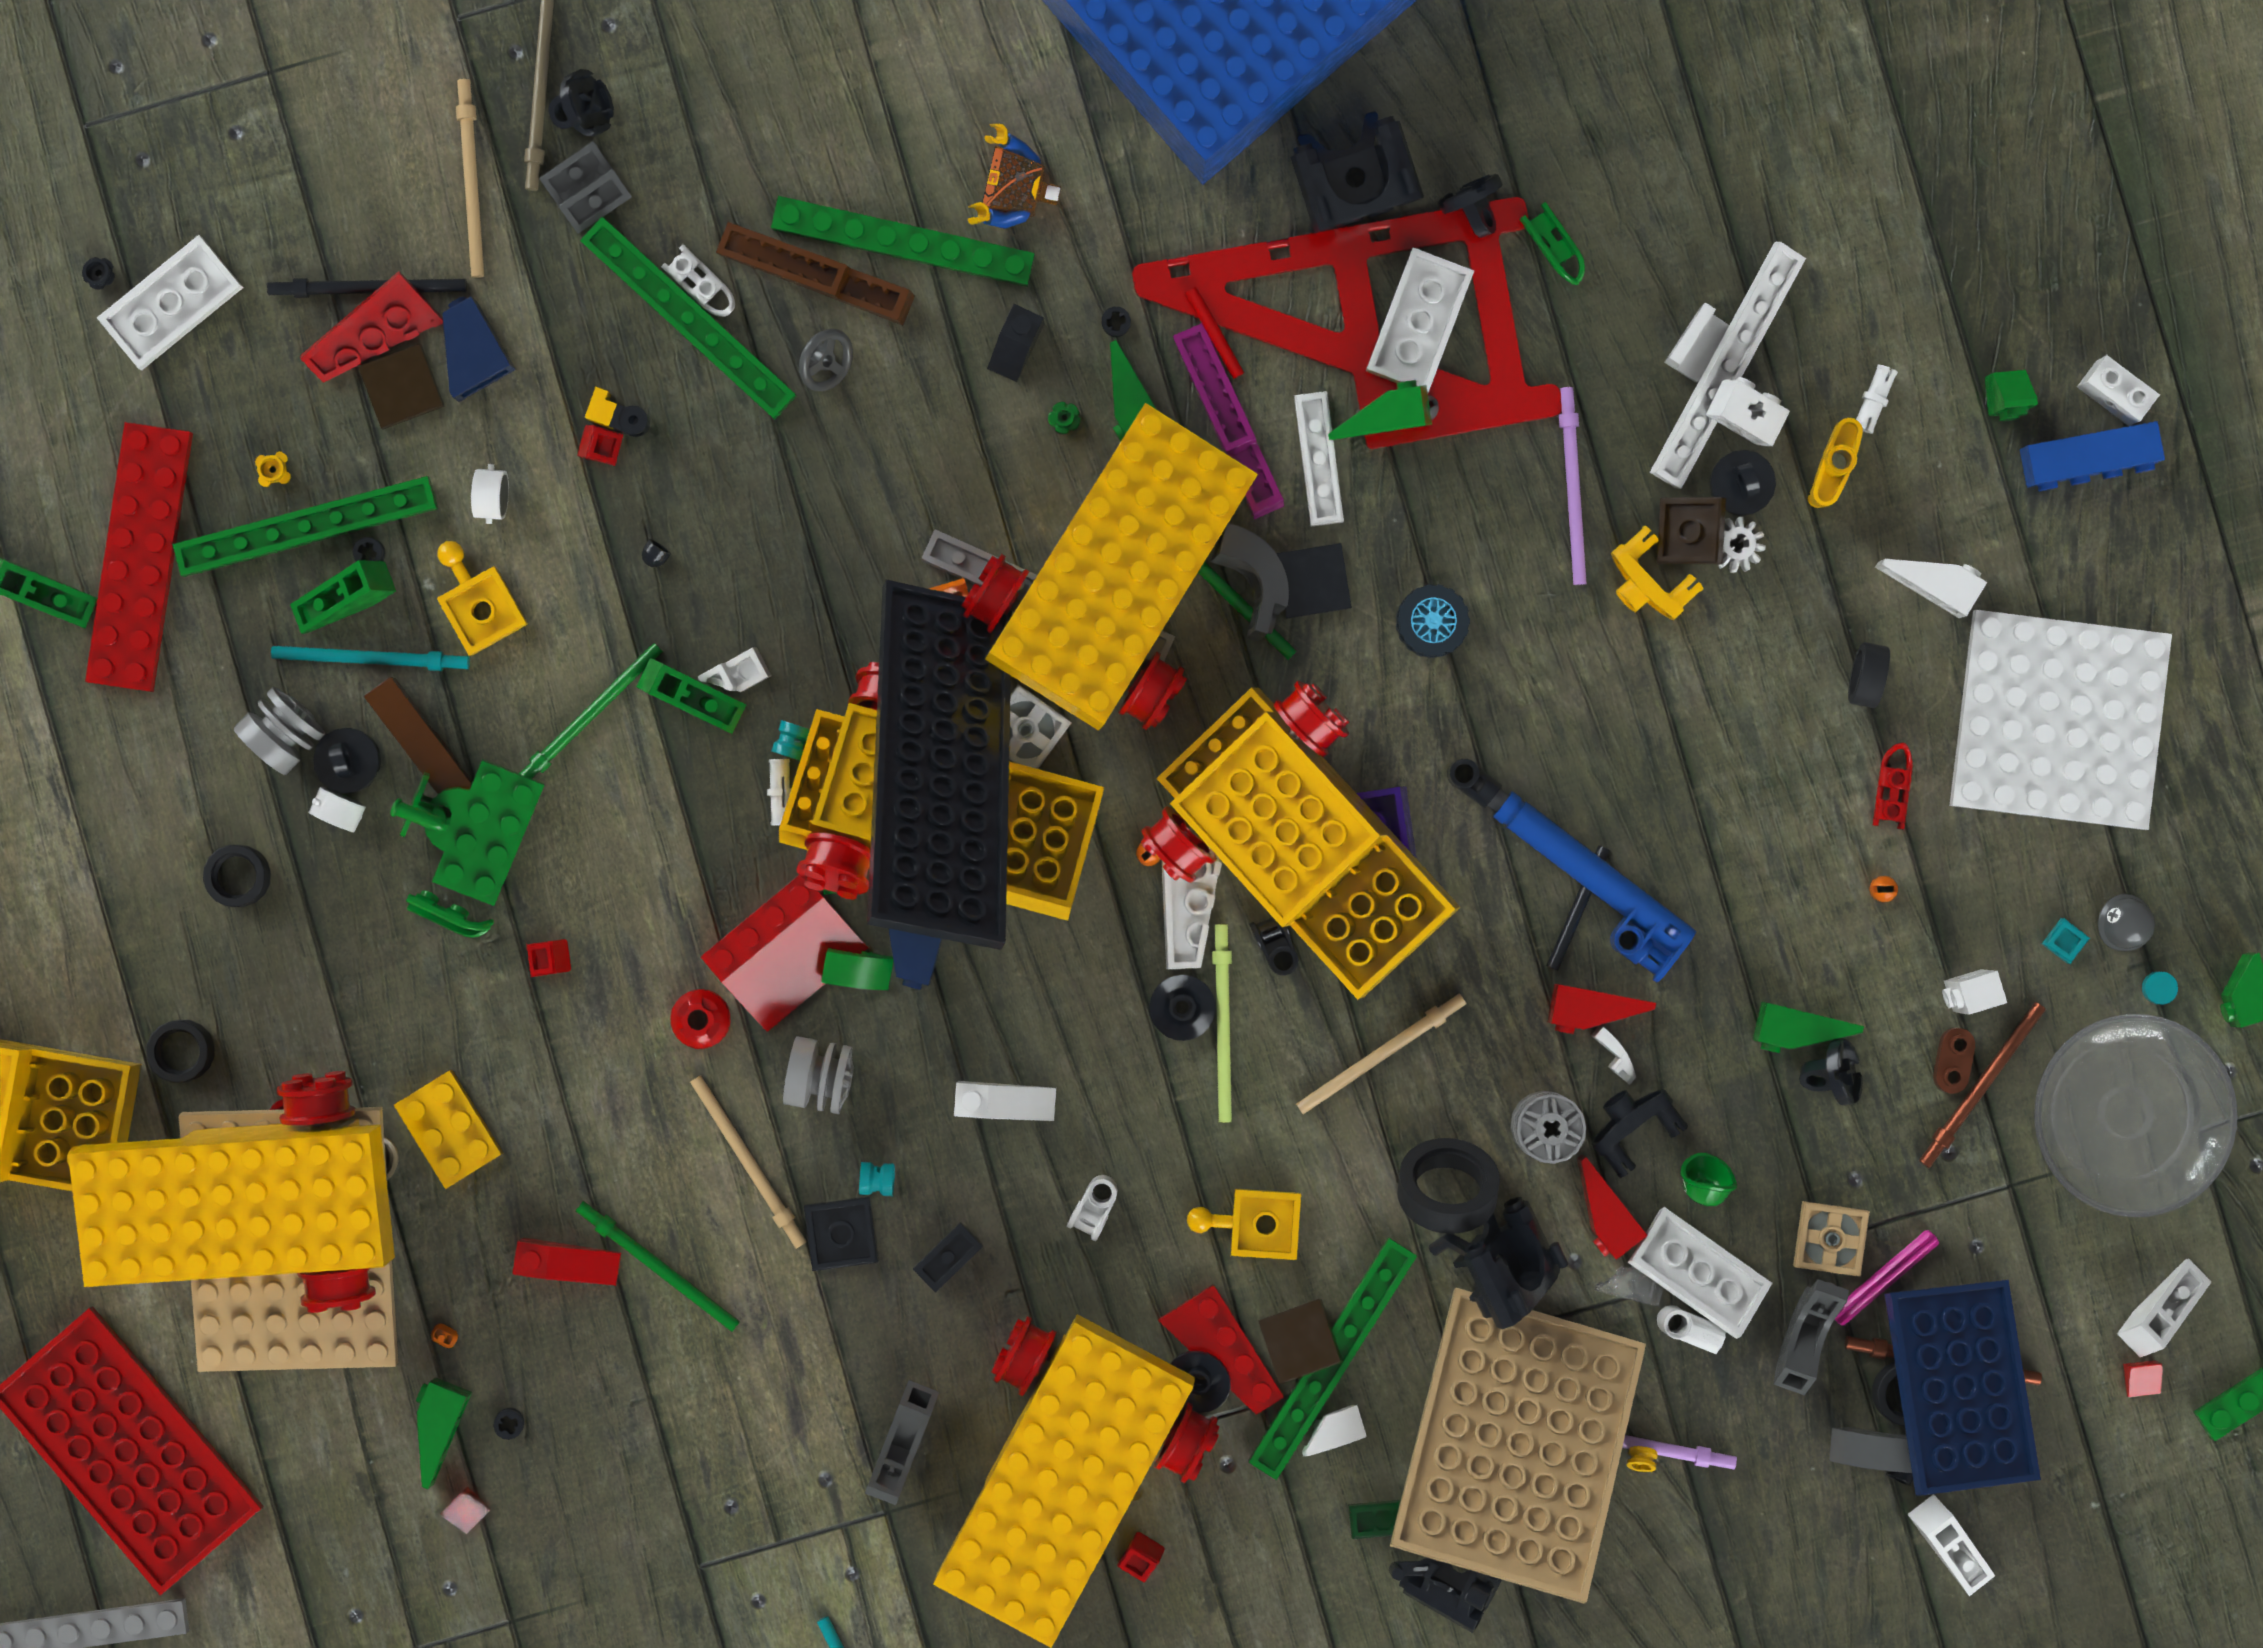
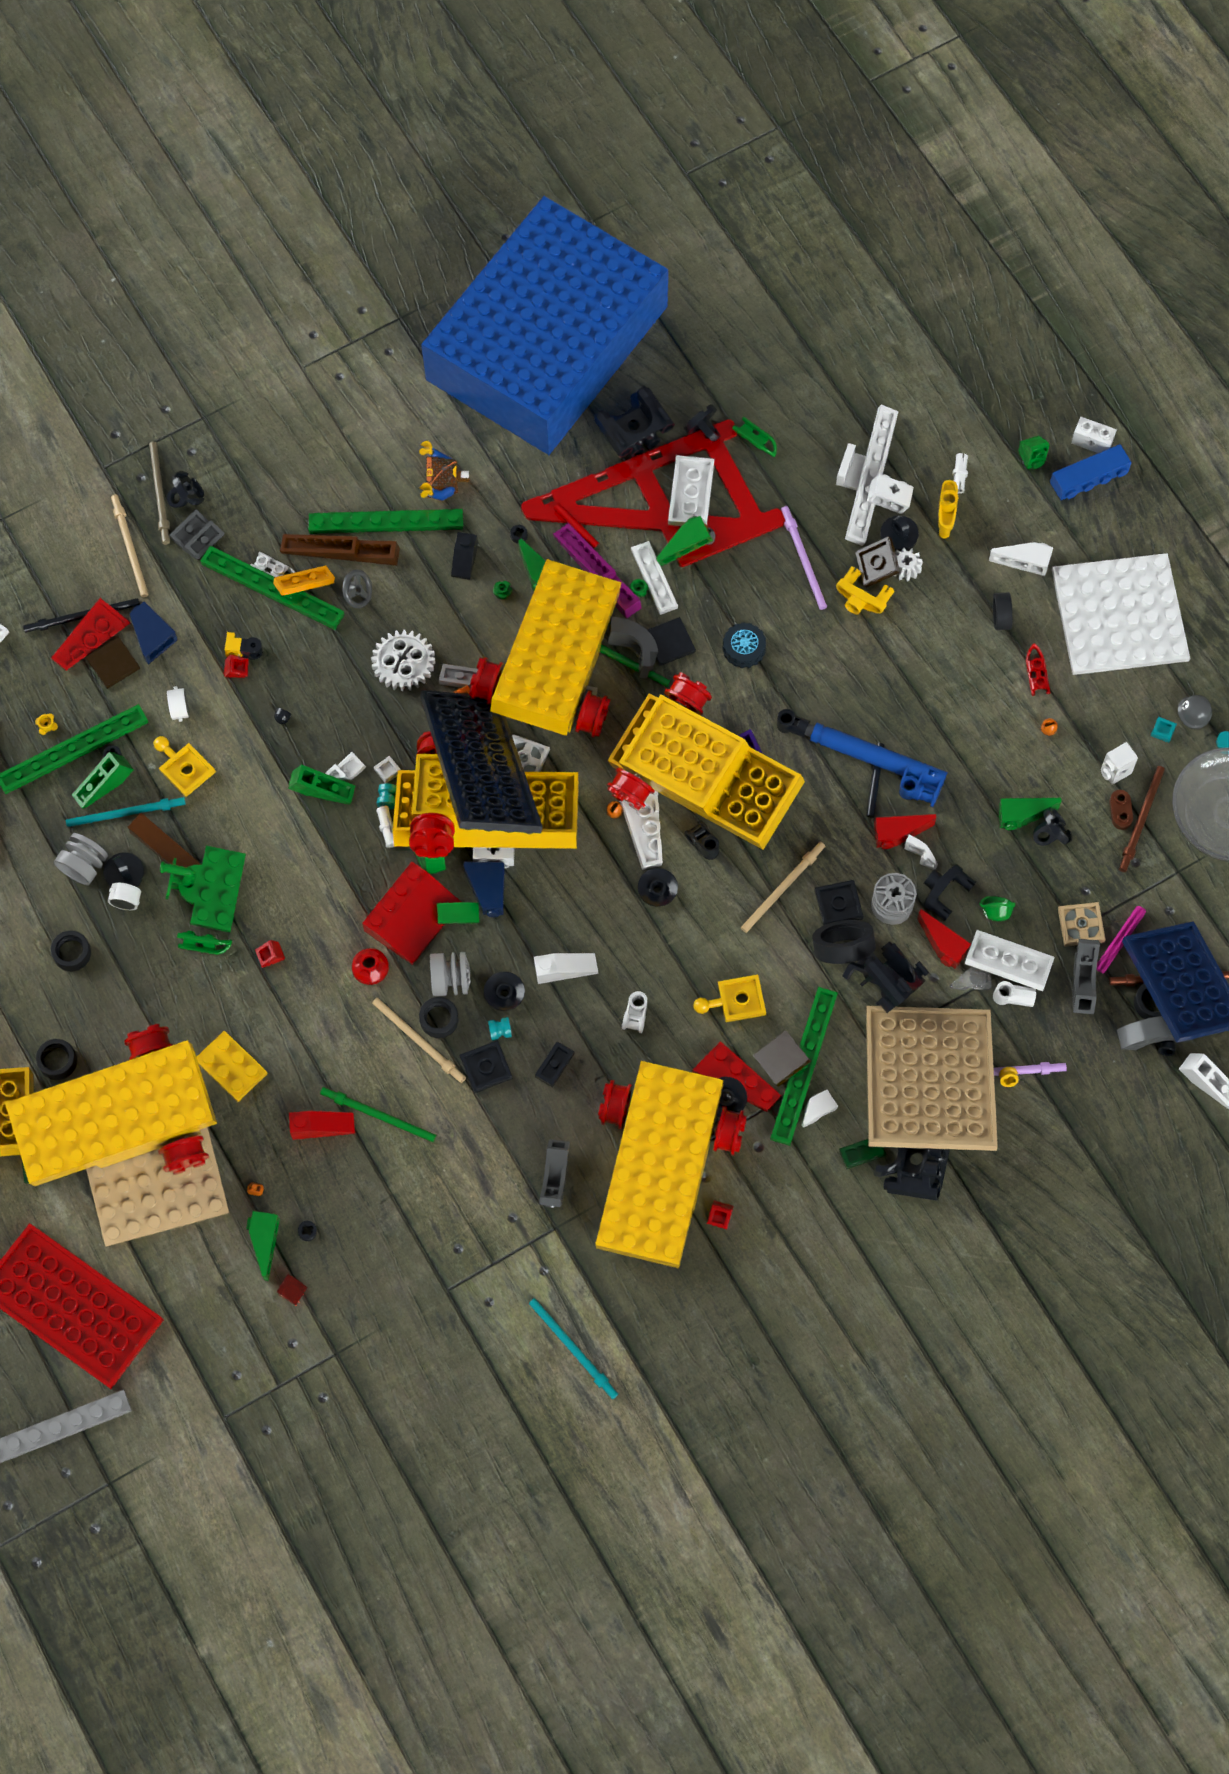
camera: 10 degrees left, 20 degrees down
(541, 760) = (241, 843): green bar -> none
(741, 323) = (304, 580): none -> light orange plate
(766, 1149) = (438, 1002): none -> black tyre
(803, 690) = (387, 769): none -> white tile
(851, 485) = (418, 668): none -> white gear
(882, 1125) = (504, 982): none -> black dish
(1222, 958) = (673, 857): yellowish green bar -> none
(1293, 466) = (639, 583): none -> green plate
(1460, 1105) = (838, 902): none -> black plate

